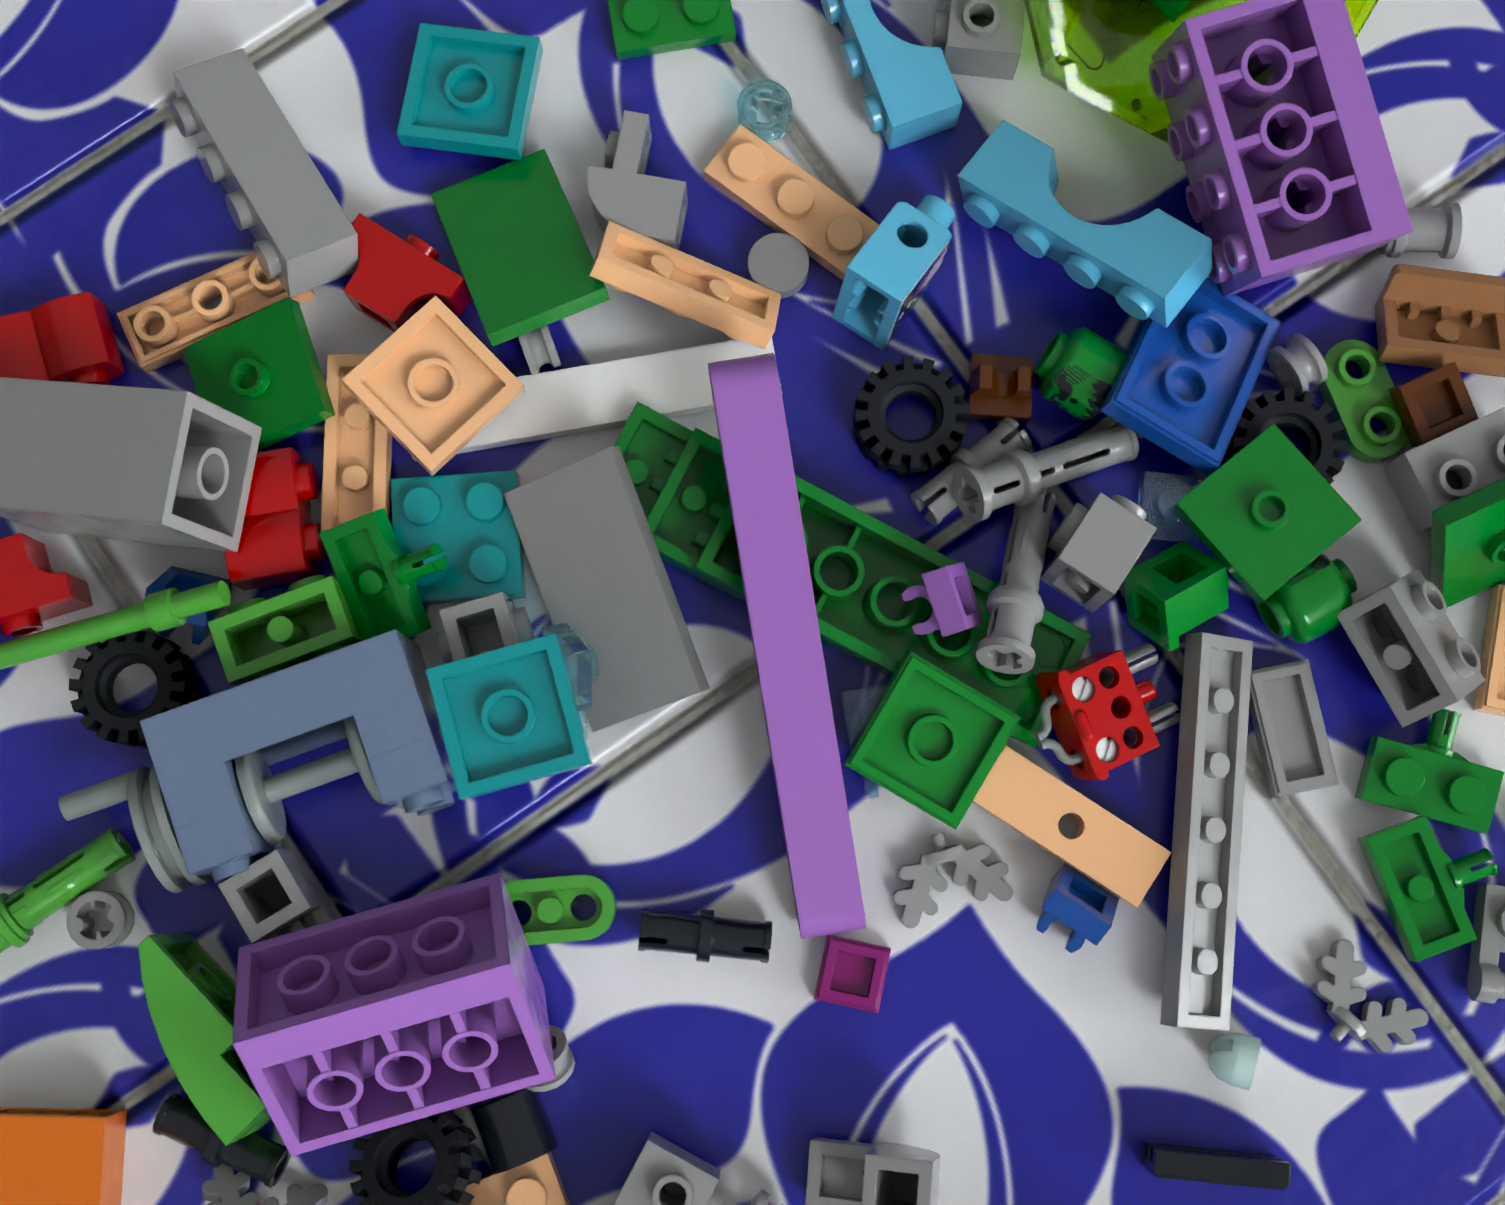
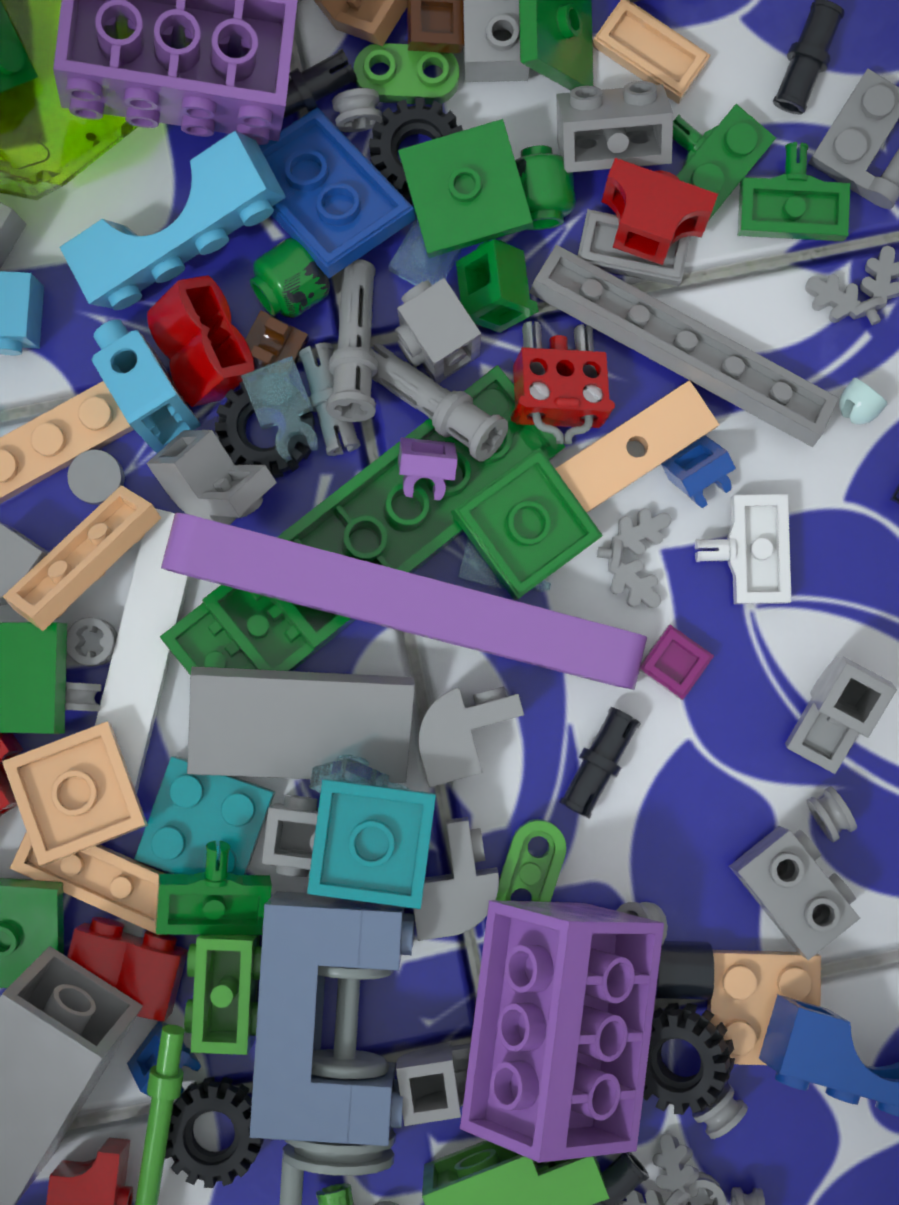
camera: 65 degrees left, 5 degrees up
(487, 841) = (460, 899): none -> light grey brick
(596, 319) = (76, 641): none -> light grey bush
(664, 752) = (447, 737): none -> light grey brick
(825, 377) = (206, 481): none -> light grey brick
(945, 416) = (280, 400): none -> clear light blue plate
(971, 307) = (197, 336): none -> red brick
(1017, 1009) = (755, 549): none -> white plate
(1305, 309) = (317, 82): none -> black pin
(1342, 731) = (654, 209): none -> red brick

